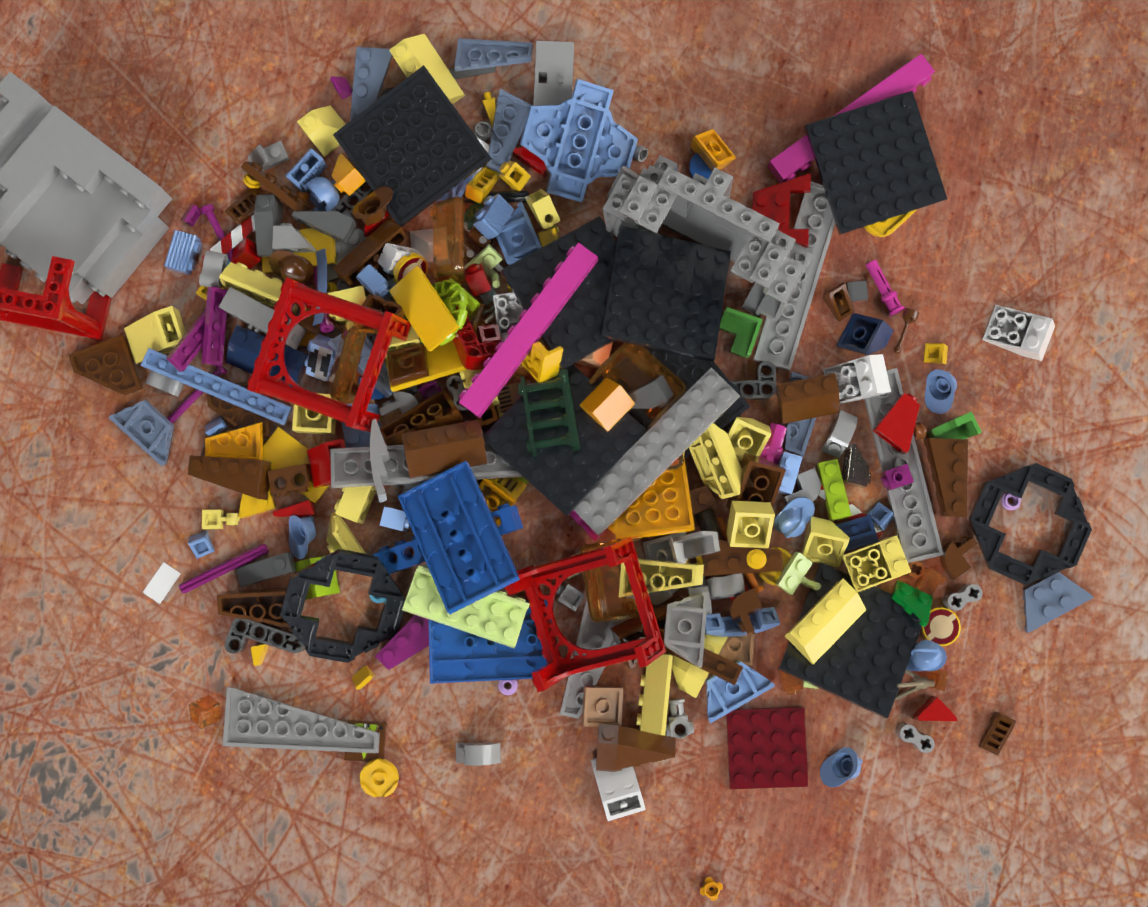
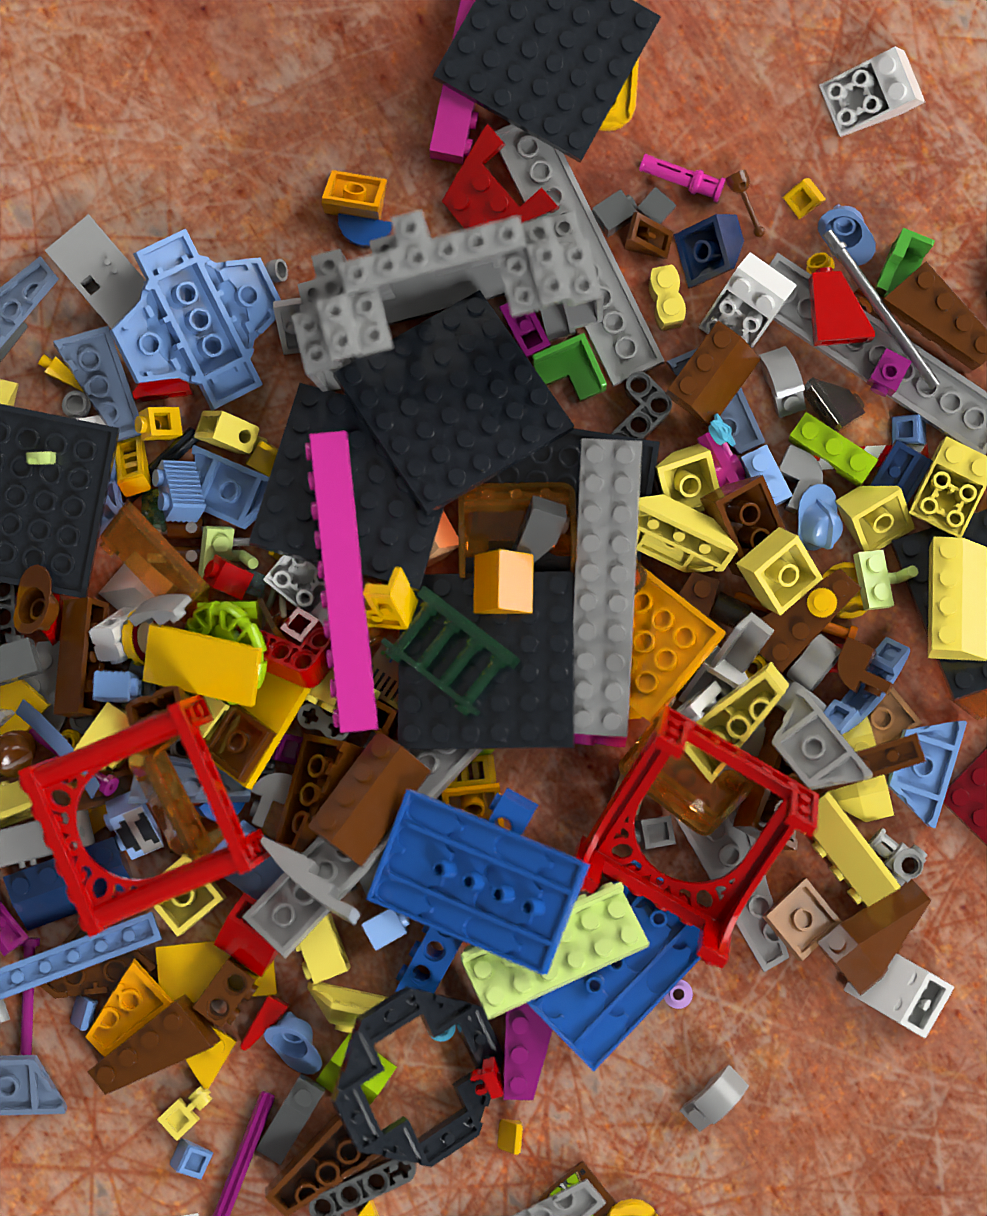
camera: 45 degrees left, 0 degrees up
(378, 641) = (491, 1077): none -> red tile
(429, 264) = (160, 609): none -> light grey slope
(440, 138) = (40, 457): none -> yellowish green tile
(652, 553) = (703, 700): none -> white plate
(735, 292) = (526, 330): none -> magenta slope
(785, 430) = (720, 431): none -> medium azure plate
(819, 343) = (664, 289): none -> light yellow brick
(833, 274) = (614, 212): none -> dark grey brick
(913, 390) = (819, 260): none -> yellow plate
(929, 393) = (884, 313): none -> flat silver bar

